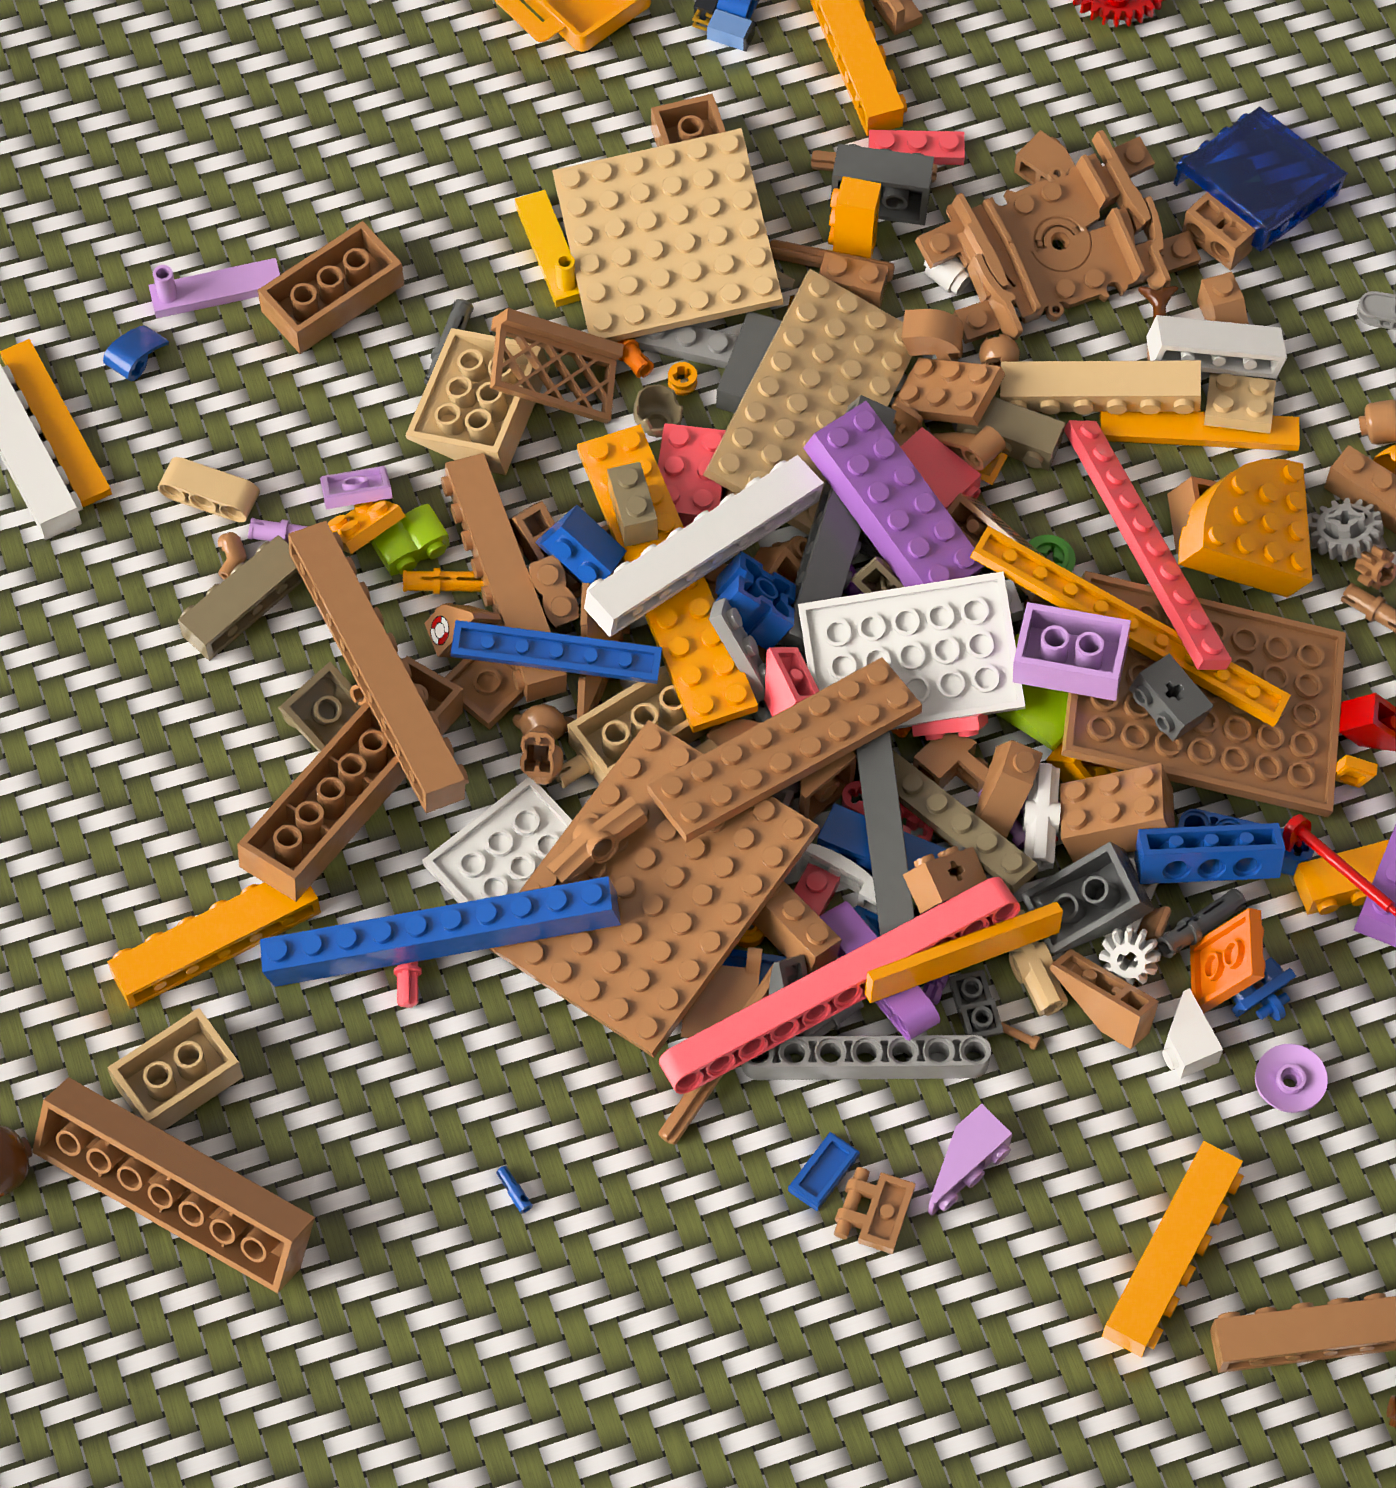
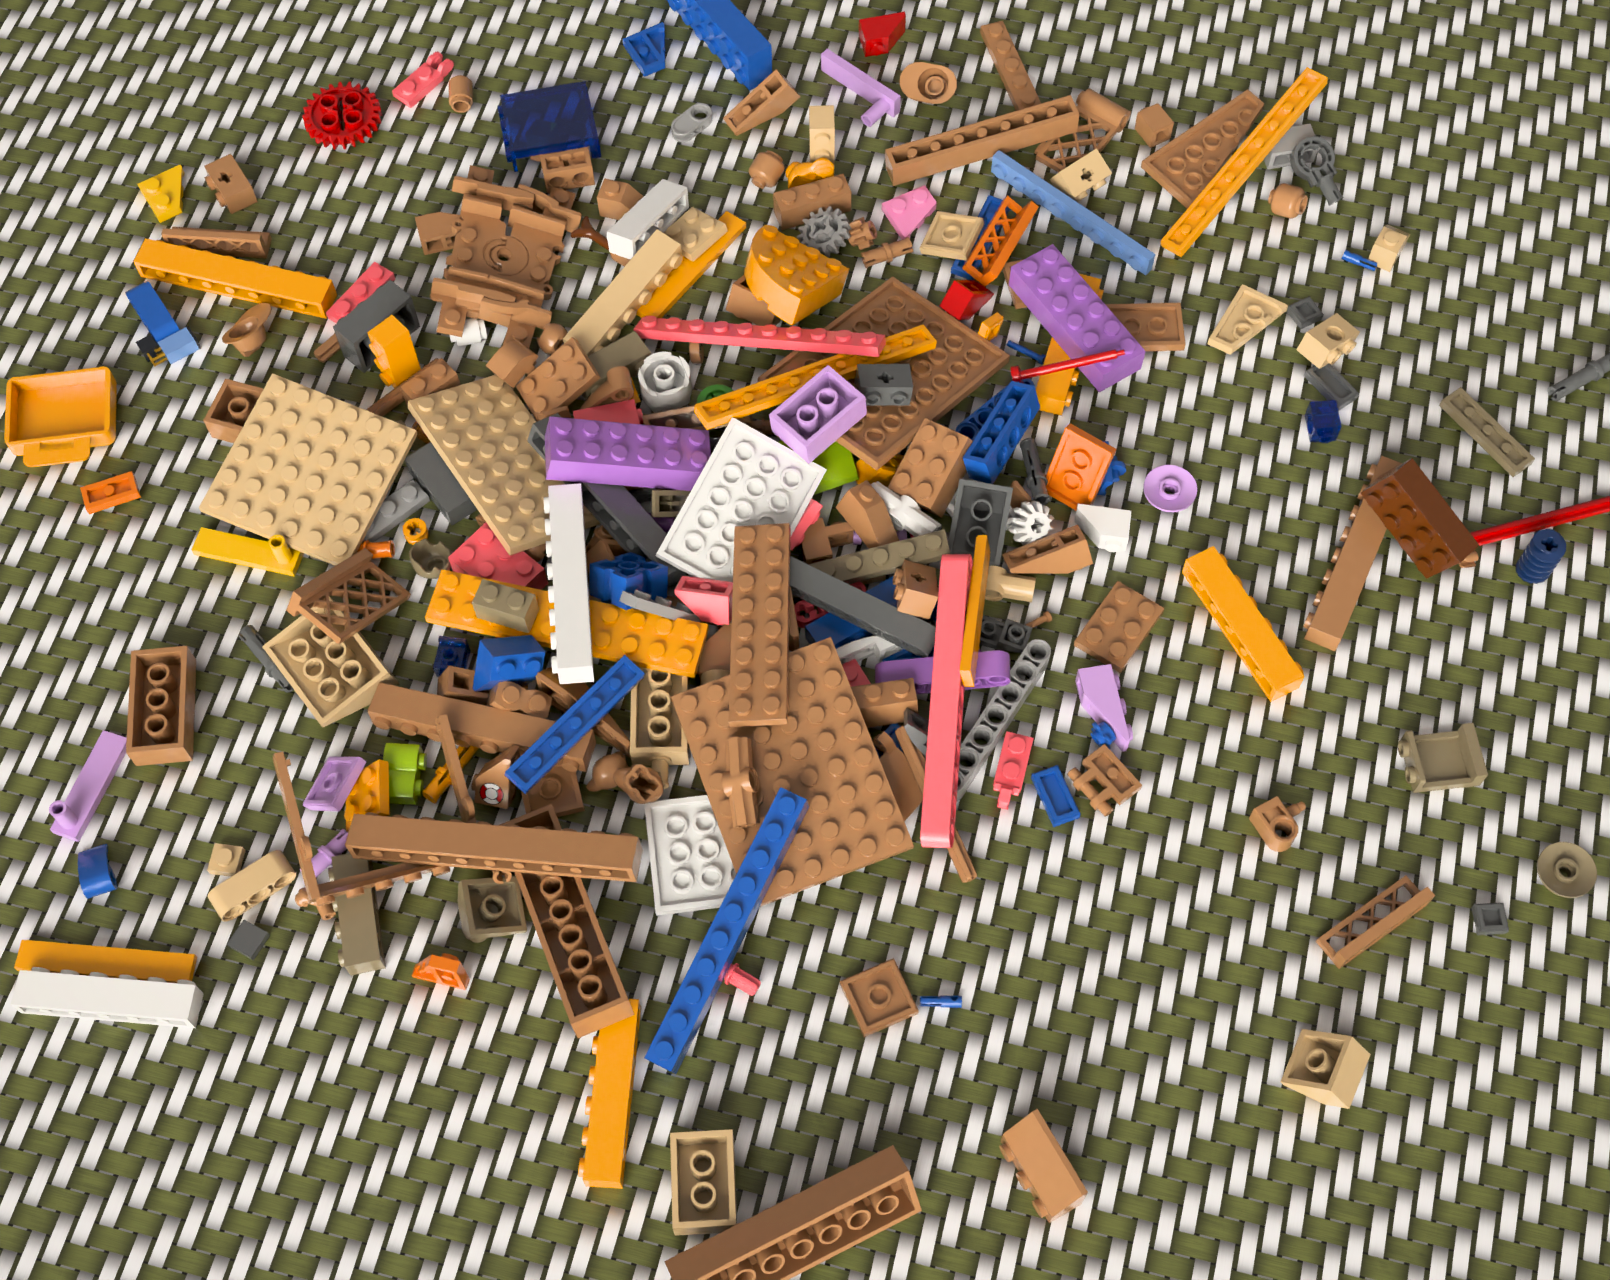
camera: 55 degrees left, 0 degrees up
(156, 524) = (248, 940): none -> dark grey tile
(221, 451) = (226, 859): none -> tan plate
(234, 711) = (442, 970): none -> orange wing
(281, 588) = (380, 878): none -> medium nougat piece
(394, 1383) = (1042, 1167): none -> slope
(477, 1126) = (878, 997): none -> medium nougat tile
(524, 87) = (110, 492): none -> orange plate
(564, 496) = (453, 648): none -> clear blue brick
(791, 78) = (249, 332): none -> medium nougat piece
(825, 1108) = (1012, 767): none -> coral hinge
(926, 1176) = (1102, 734): none -> blue plate
(952, 1406) = (1275, 816): none -> medium nougat piece
(1028, 492) = (665, 381): none -> white brick
(1076, 1123) = (1119, 626): none -> medium nougat plate
(1091, 501) = (696, 352): none -> medium nougat tile
(1229, 24) = (423, 80): none -> coral hinge
(1237, 69) = (460, 93): none -> medium nougat brick
(1360, 823) = (1040, 358): none -> blue piece

